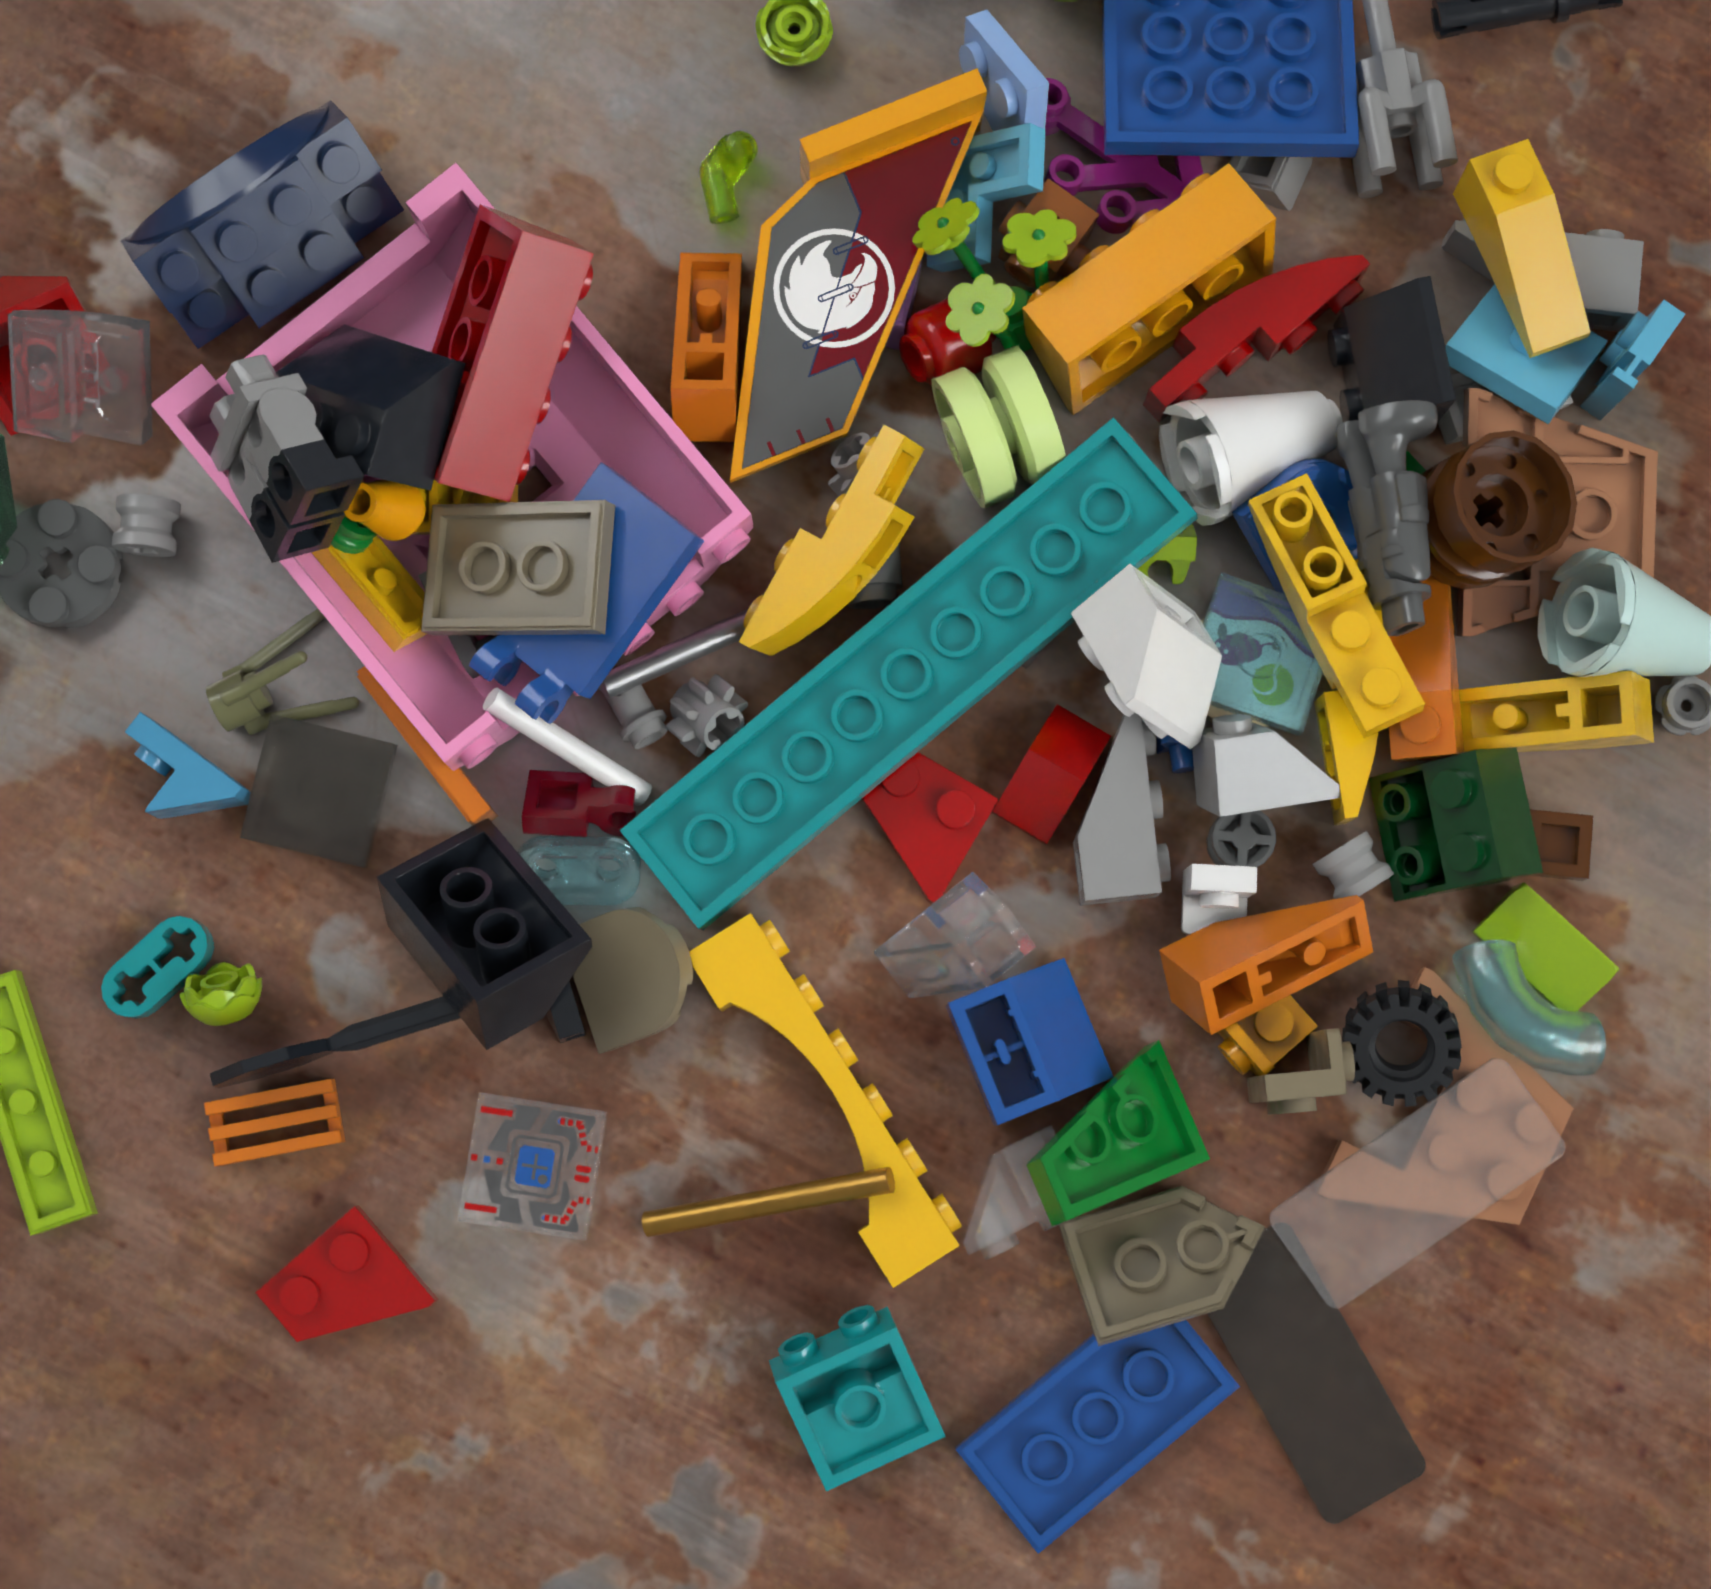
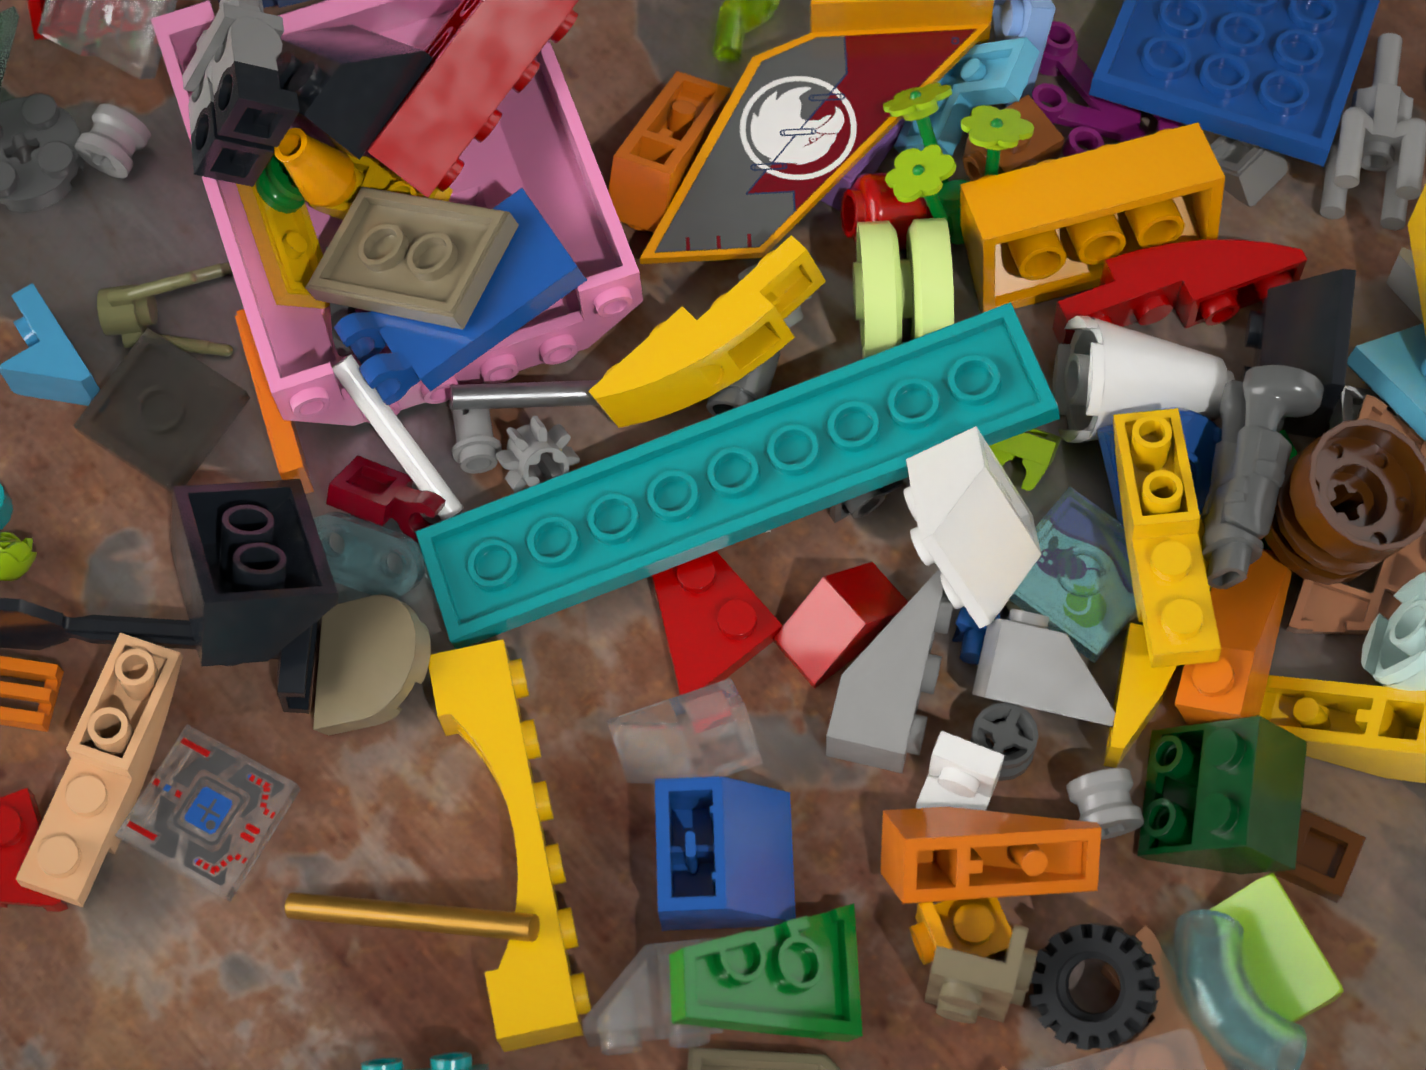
camera: 25 degrees right, 15 degrees down
(422, 1167) = (105, 772): none -> light nougat slope

